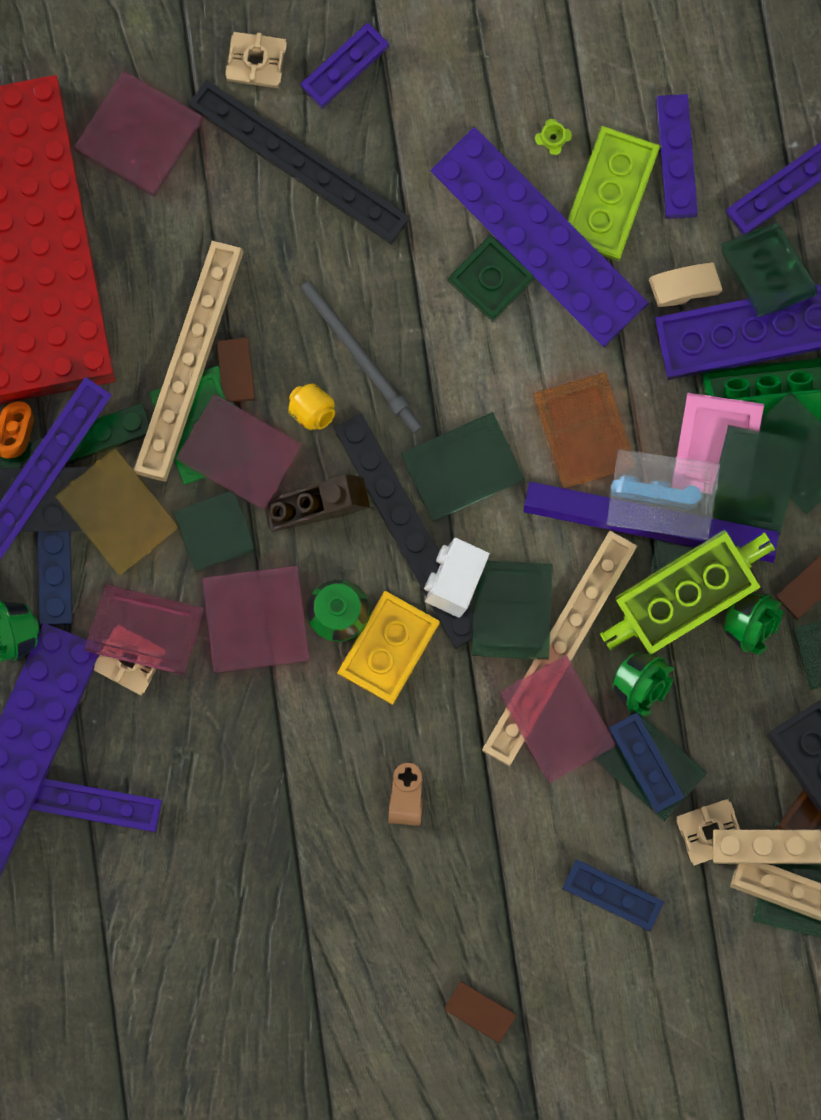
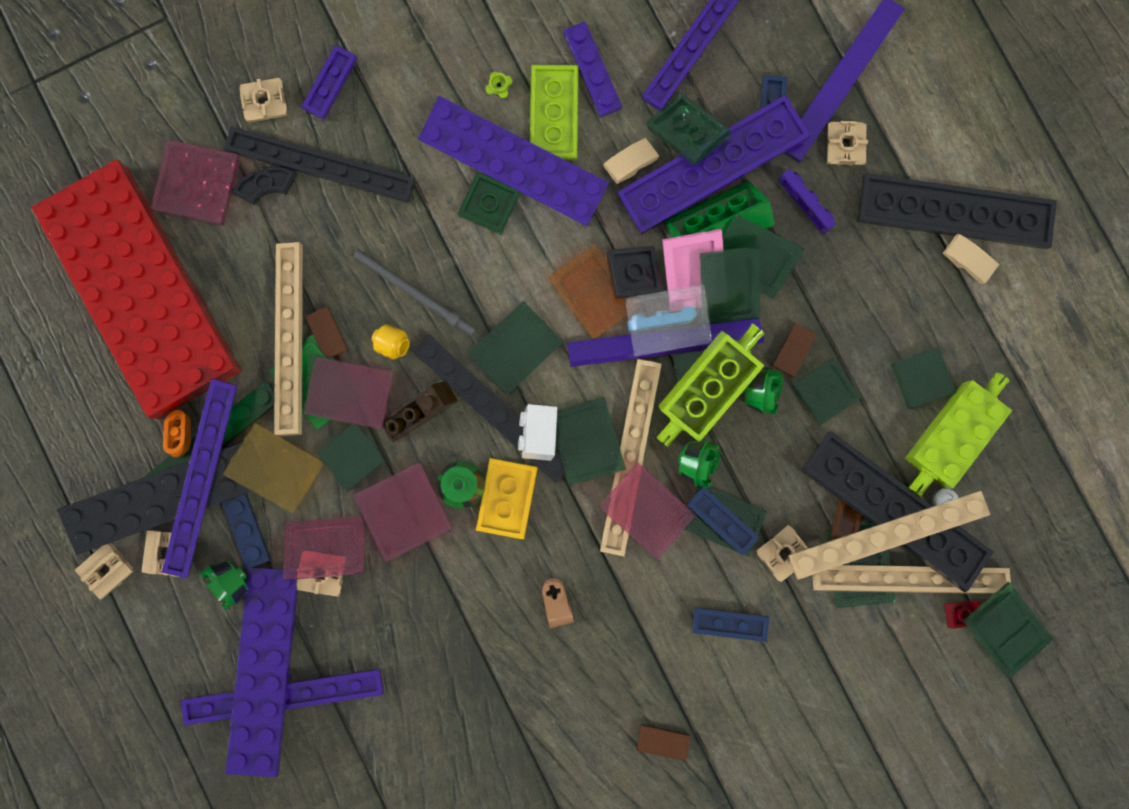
camera: 20 degrees left, 5 degrees up
(222, 160) = (263, 182): none -> black tile
(642, 421) = (634, 271): none -> black plate

